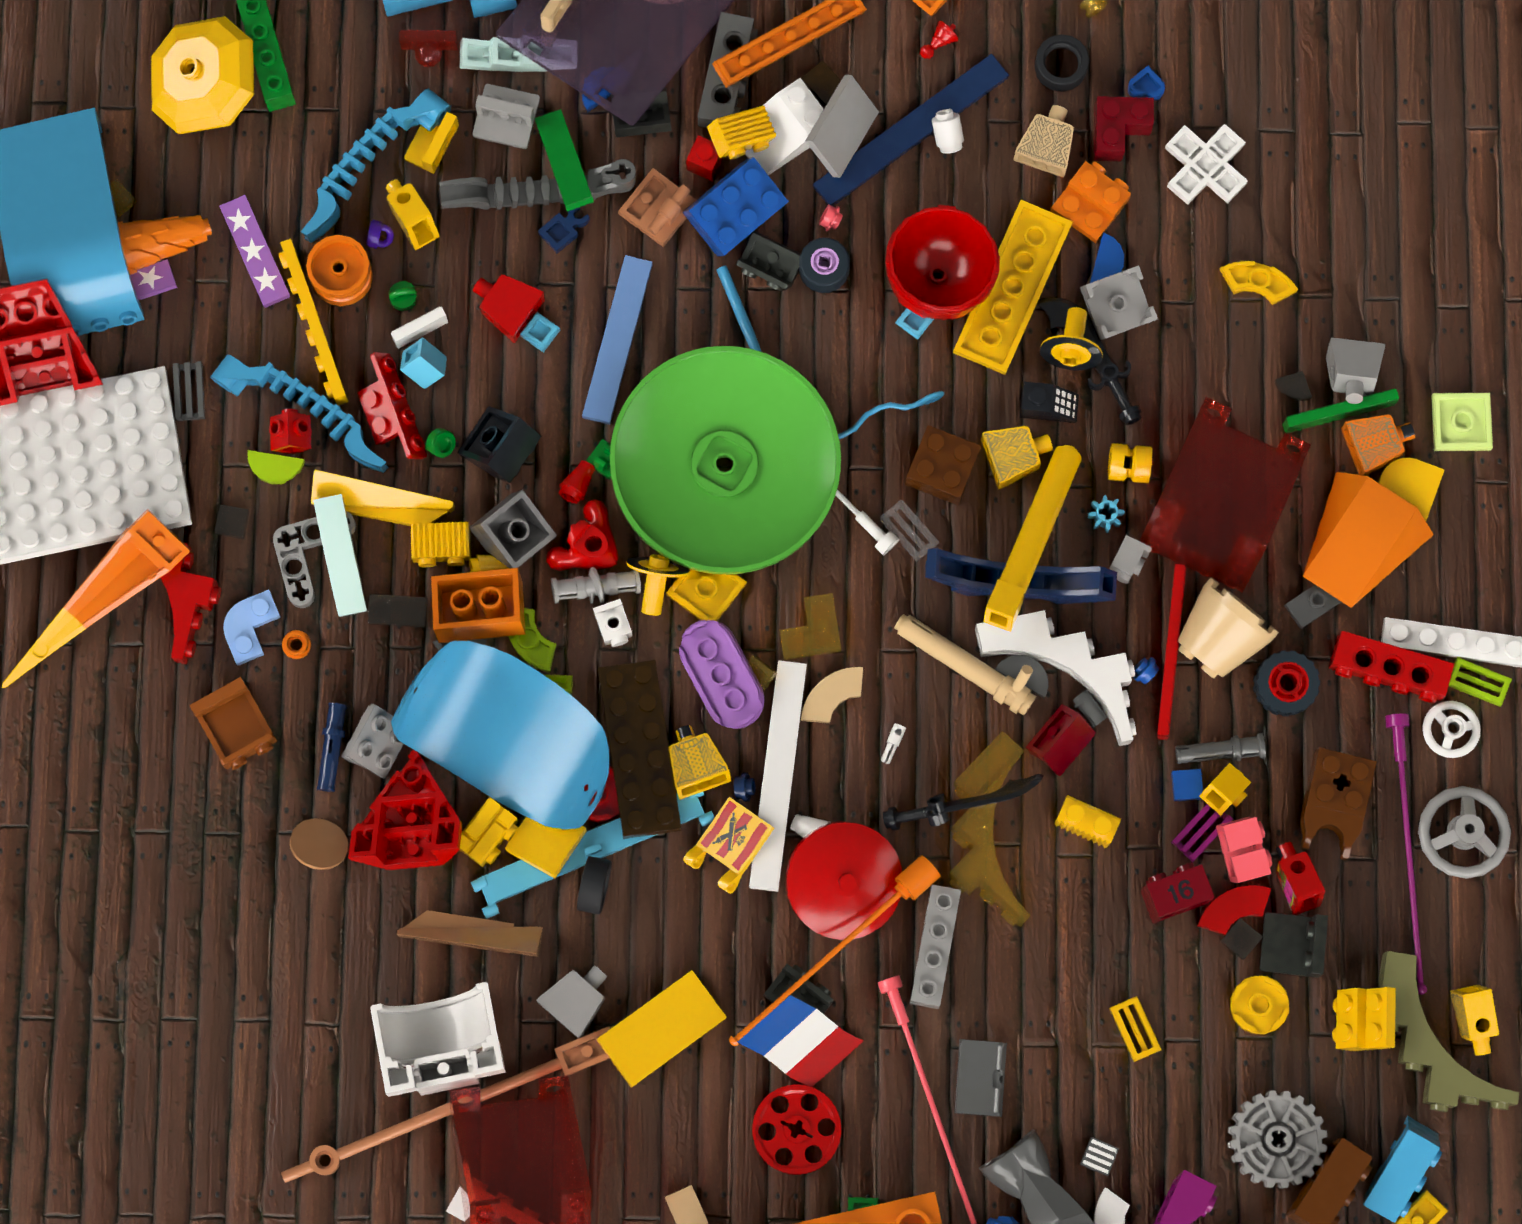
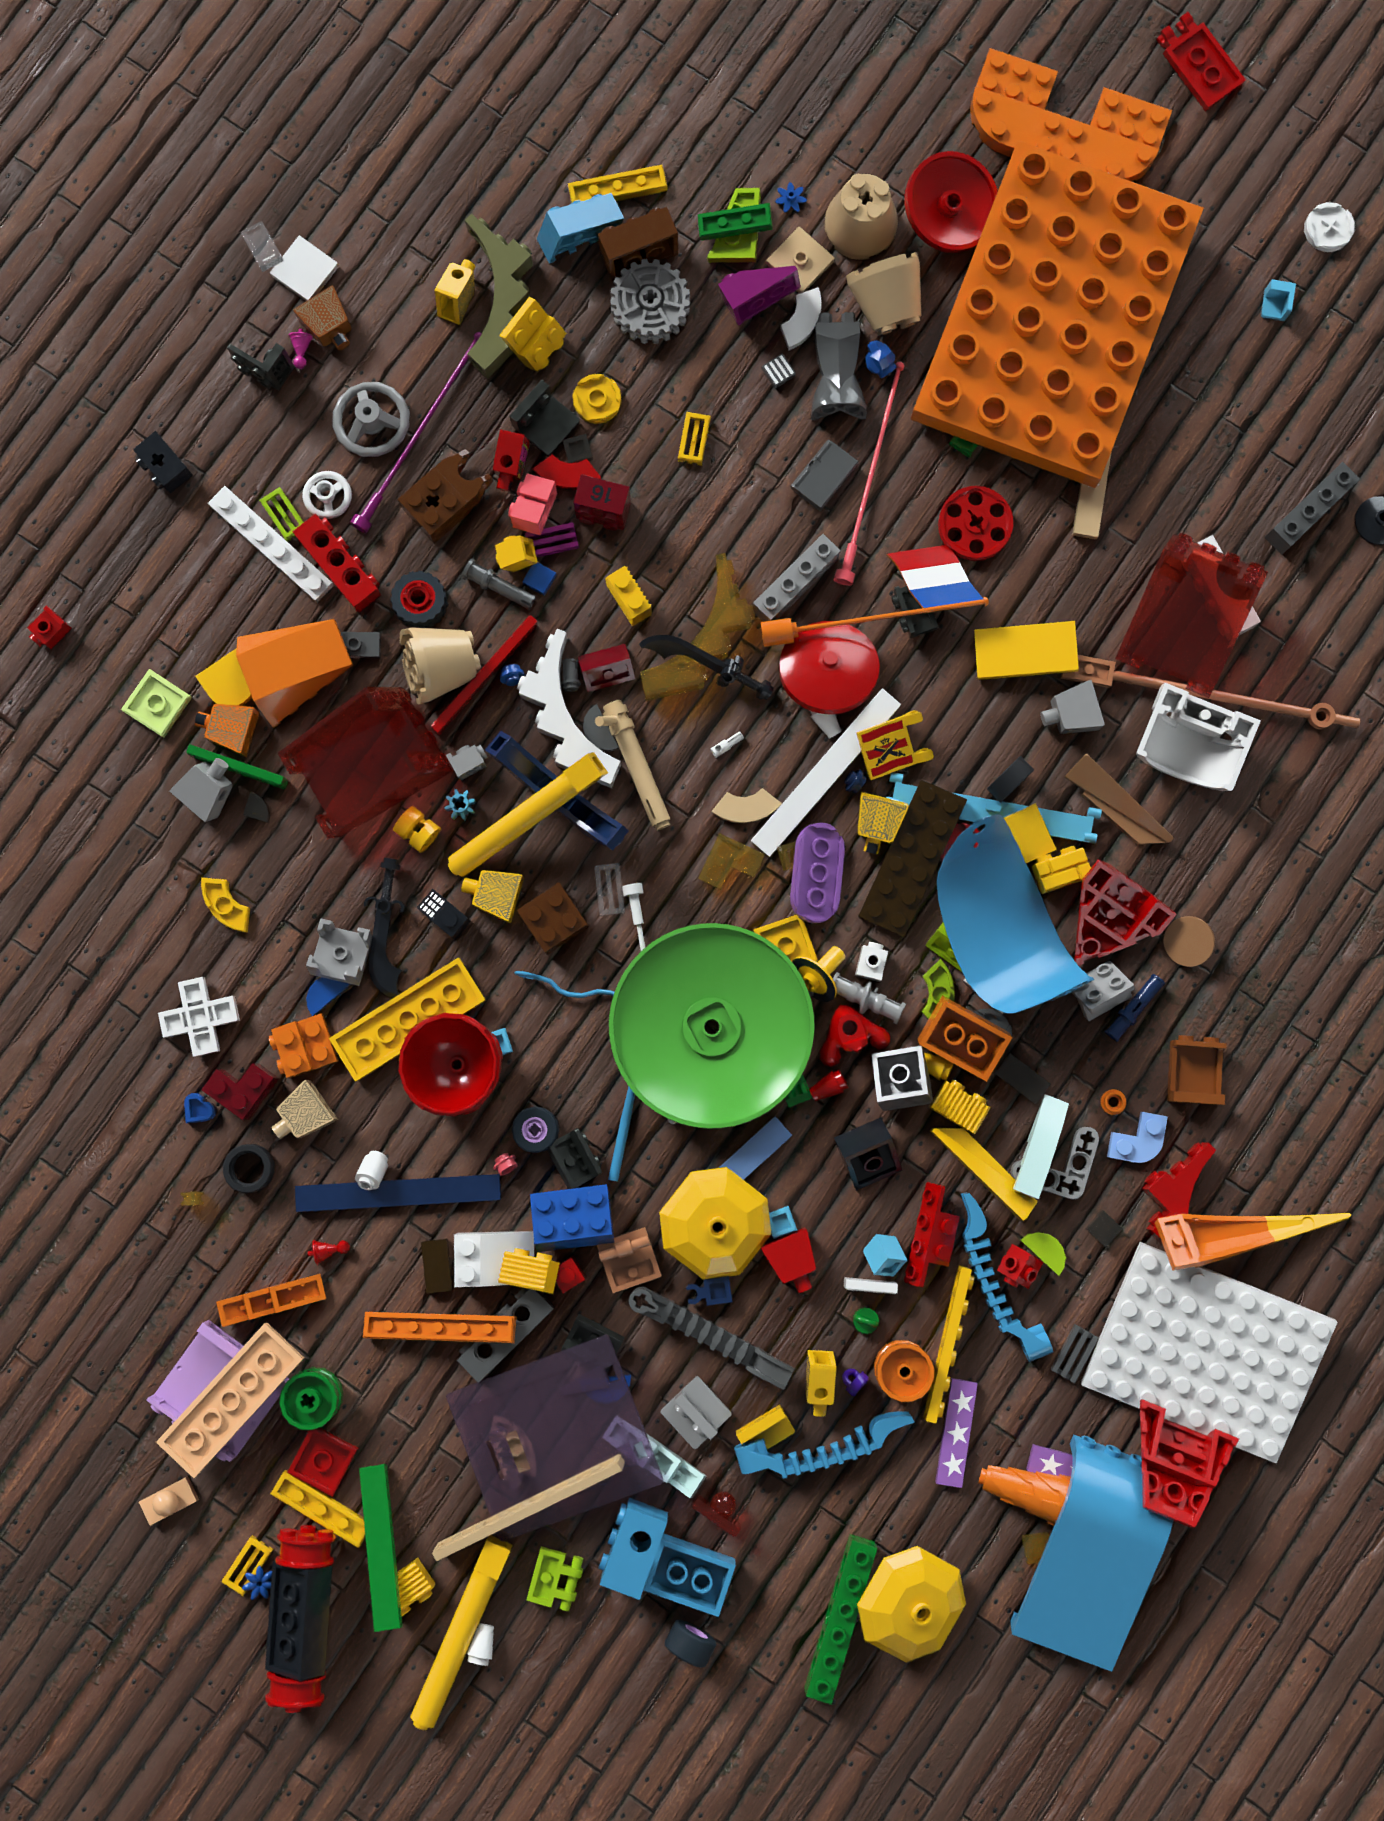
camera: 145 degrees left, 5 degrees up
(440, 442) = (911, 1184): green tile -> none
(564, 160) = (676, 1344): green tile -> none
(615, 307) = (711, 1198): none -> yellow rock
(842, 126) = (449, 1226): light grey tile -> none
(1072, 349) = (399, 939): yellow piece -> none

